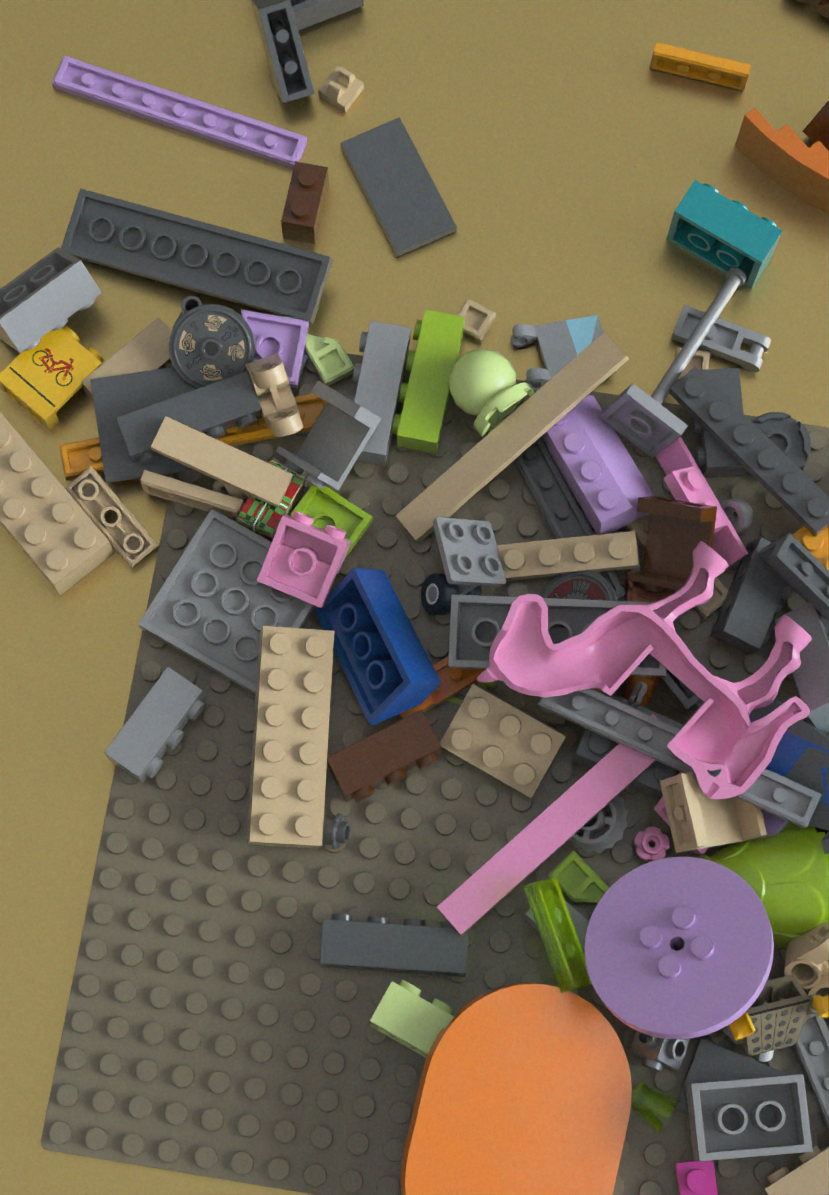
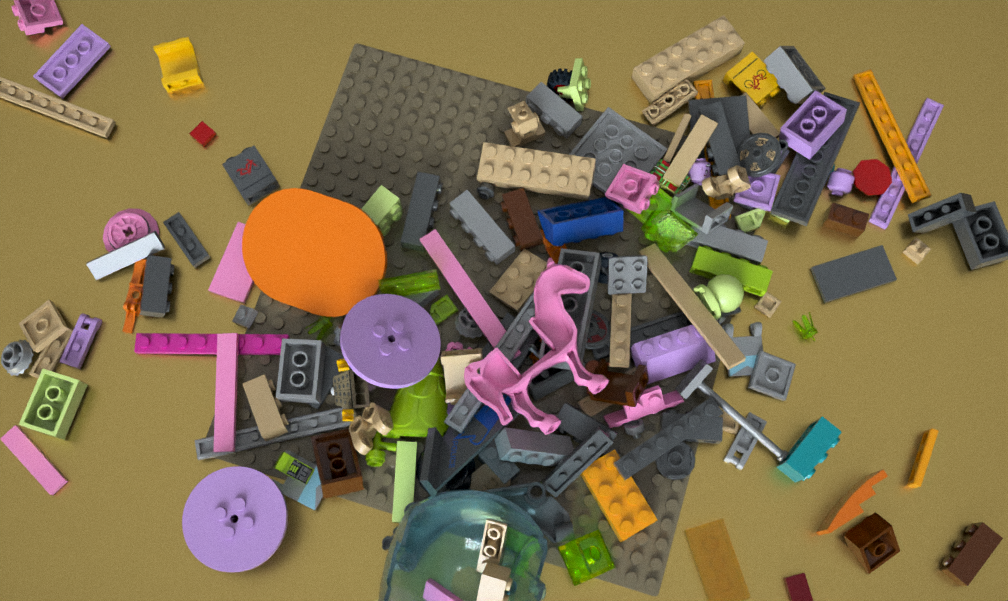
camera: 100 degrees right, 0 degrees up
(100, 698) = (571, 84): none -> yellowish green plate
(132, 137) = (892, 136): none -> light orange tile
(141, 260) = (812, 124): none -> lavender brick
(198, 772) = (524, 122): none -> tan tile
(218, 163) = (872, 177): none -> red piece
(234, 212) = (840, 182): none -> lavender head
(255, 442) = (700, 171): none -> lavender head
(379, 490) = (667, 230): none -> clear neon green slope
(409, 828) = (482, 227): none -> light grey brick
(514, 248) = (810, 329): none -> clear neon green piece
(601, 304) = (771, 375): none -> light grey tile

